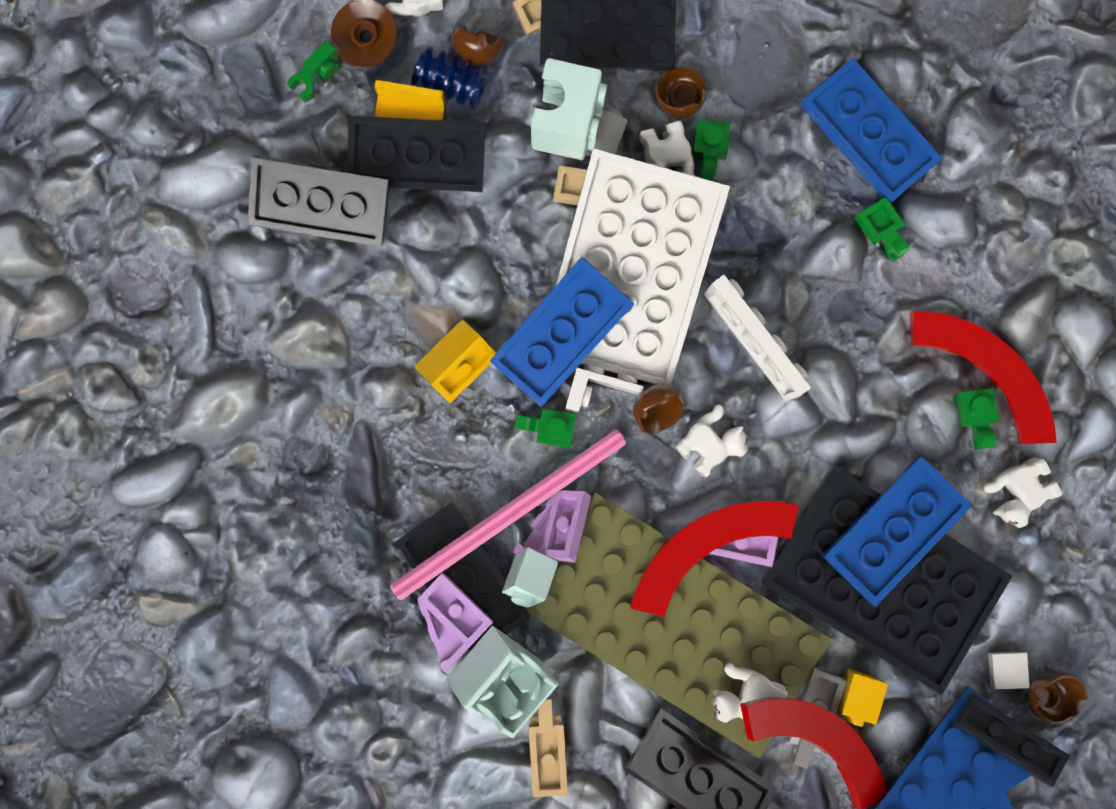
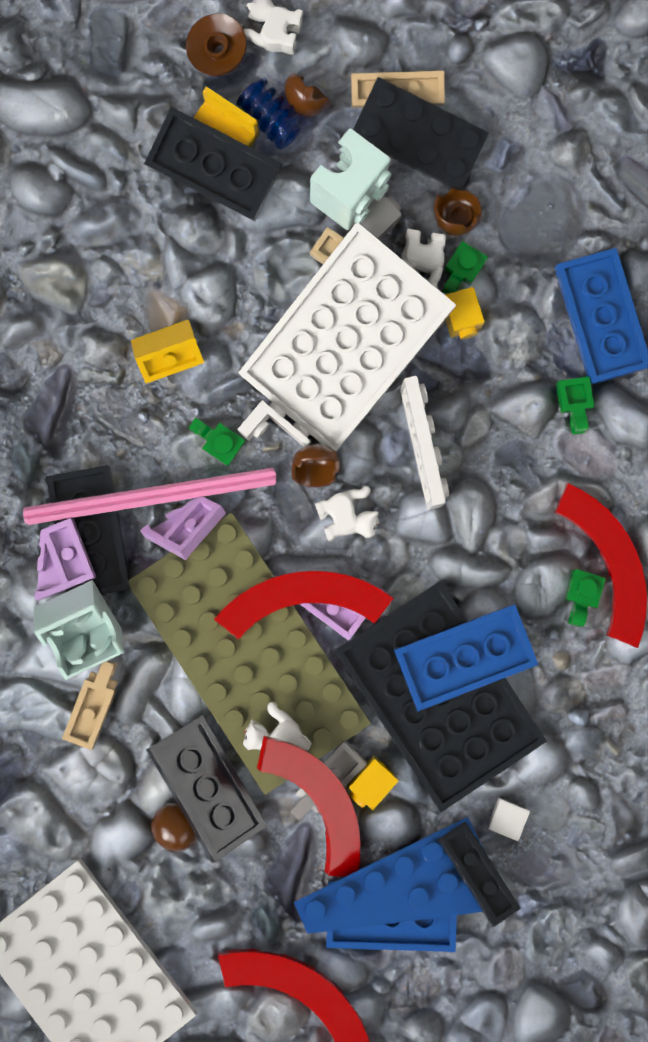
camera: 25 degrees right, 0 degrees up
(317, 67) = (165, 55): green plate -> none
(318, 200) = (113, 166): plate -> none
(530, 578) = (142, 556): light aqua brick -> none
(562, 331) = (263, 364): blue plate -> none
(741, 191) = (466, 316): none -> yellow brick
(1025, 488) = (593, 675): white animal -> none
(1056, 696) = (536, 858): reddish brown hair -> none

